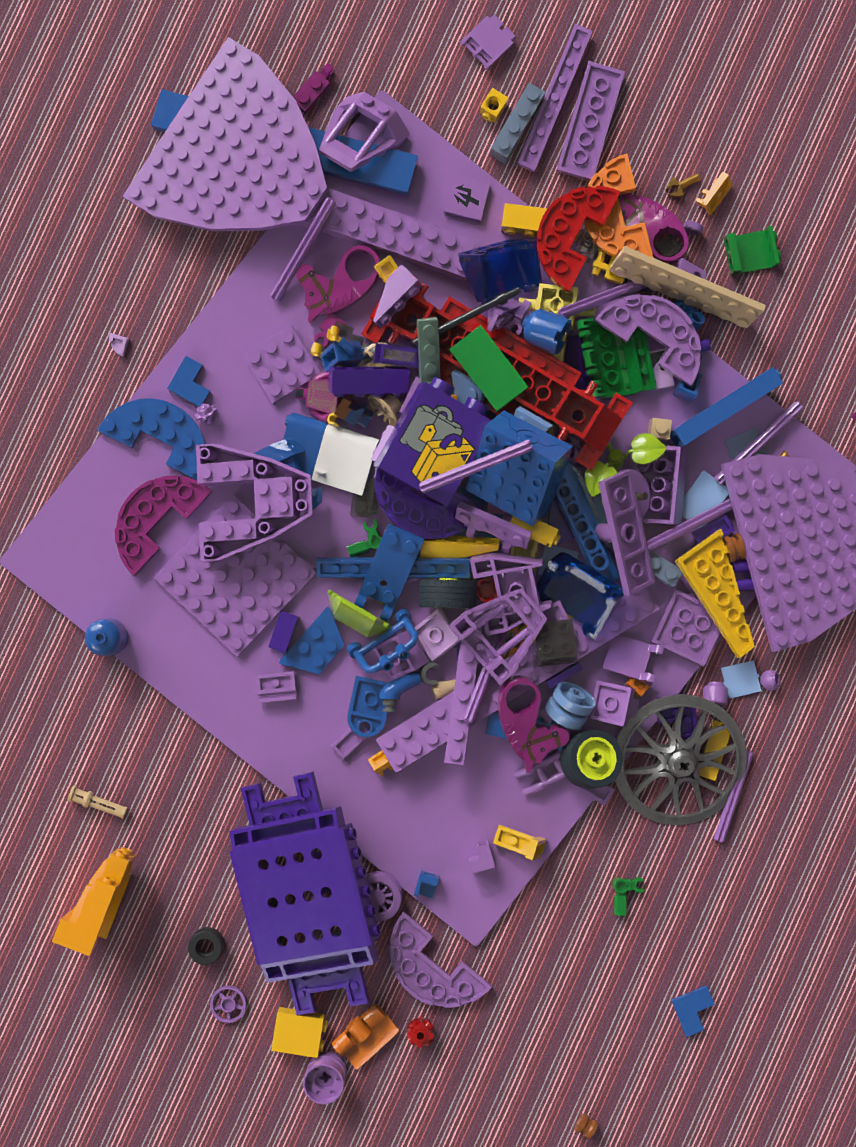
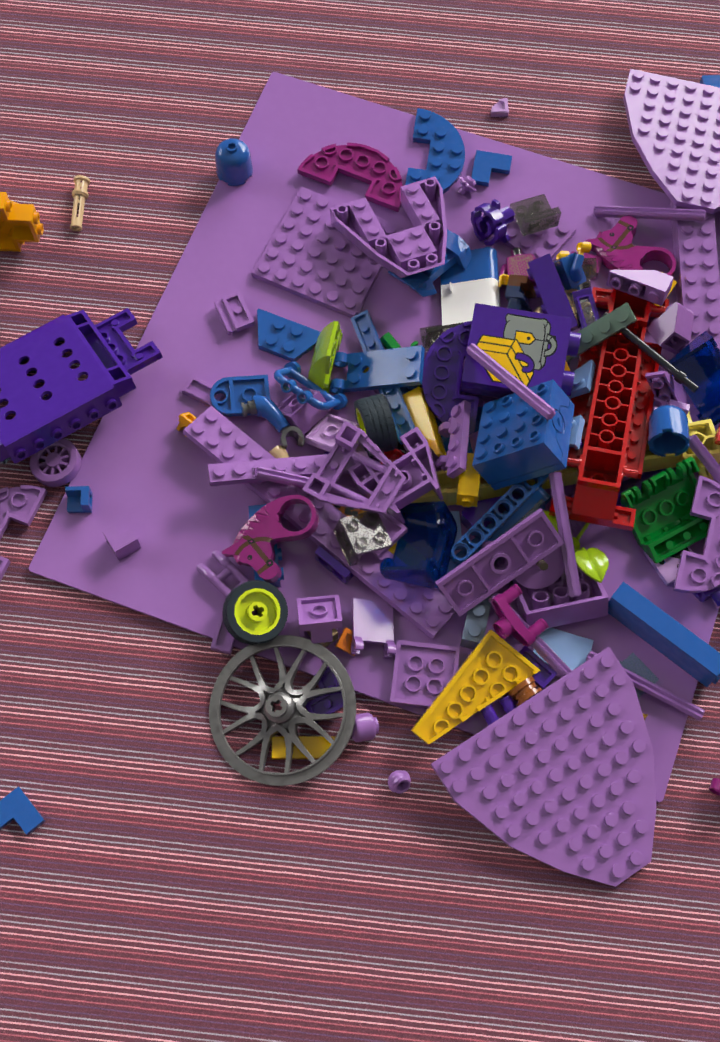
camera: 75 degrees right, 20 degrees down
(262, 406) = (492, 222): none -> dark purple piece
(265, 361) = (535, 214): none -> clear smoke bracket
(283, 632) = (289, 306): dark purple panel -> none
(443, 283) = (673, 328): none -> medium lavender slope
(489, 368) = (609, 383): green tile -> none
(520, 842) = (146, 577): yellow bracket -> none
(570, 705) = (304, 574): medium blue wheel -> none
(620, 465) = (565, 533): none -> medium lavender axle
(620, 898) = (128, 694): green bar -> none
(660, 428) = (614, 578): tan brick -> none
(678, 543) = (510, 623): none -> magenta connector
(688, 392) = (671, 599): blue slope -> none
(729, 809) = (256, 783): medium lavender axle -> none
(741, 679) = (389, 752): light blue piece -> none

